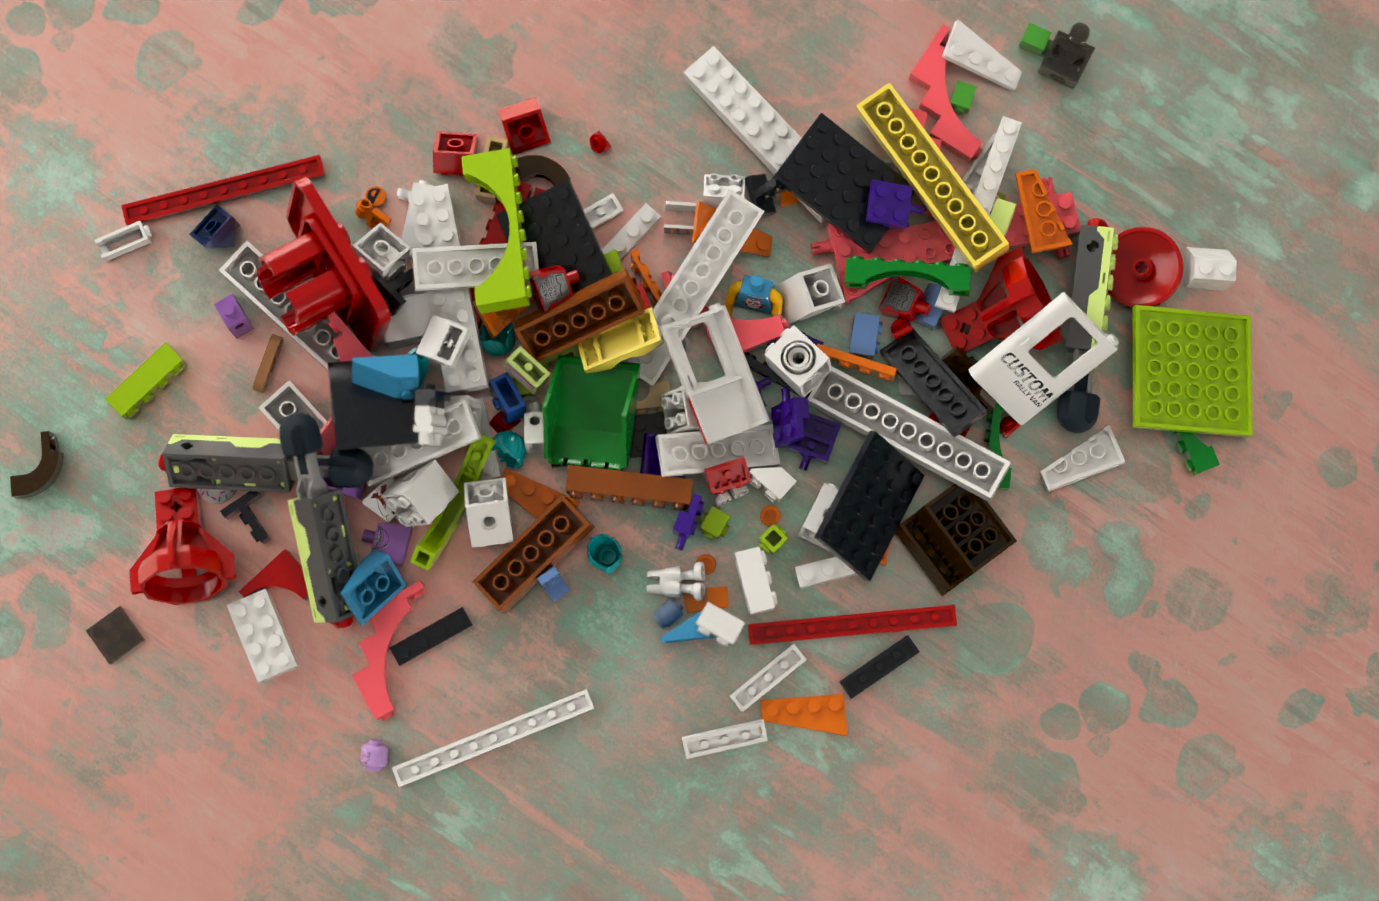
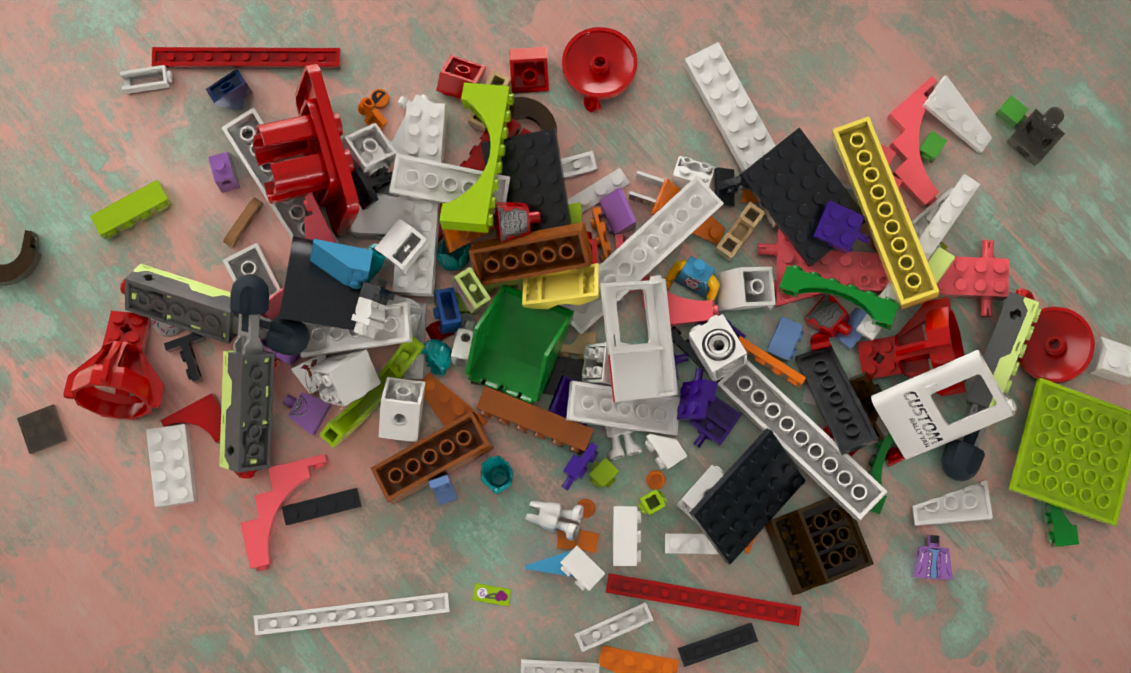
camera: 20 degrees right, 0 degrees up
(372, 586) = (279, 448): dark azure slope -> none
(374, 755) = (241, 600): lavender head -> none
(596, 99) = (599, 63): none -> red dish
(632, 679) = (491, 594): none -> lime sticker
(656, 250) = (617, 213): none -> medium lavender slope
(668, 613) = (539, 543): sand blue brick -> none
(727, 476) = (625, 434): red bracket -> none
(788, 236) = (740, 231): none -> tan arch
(1041, 221) = (974, 272): orange wing -> none
(1076, 522) = (932, 561): none -> medium lavender torso

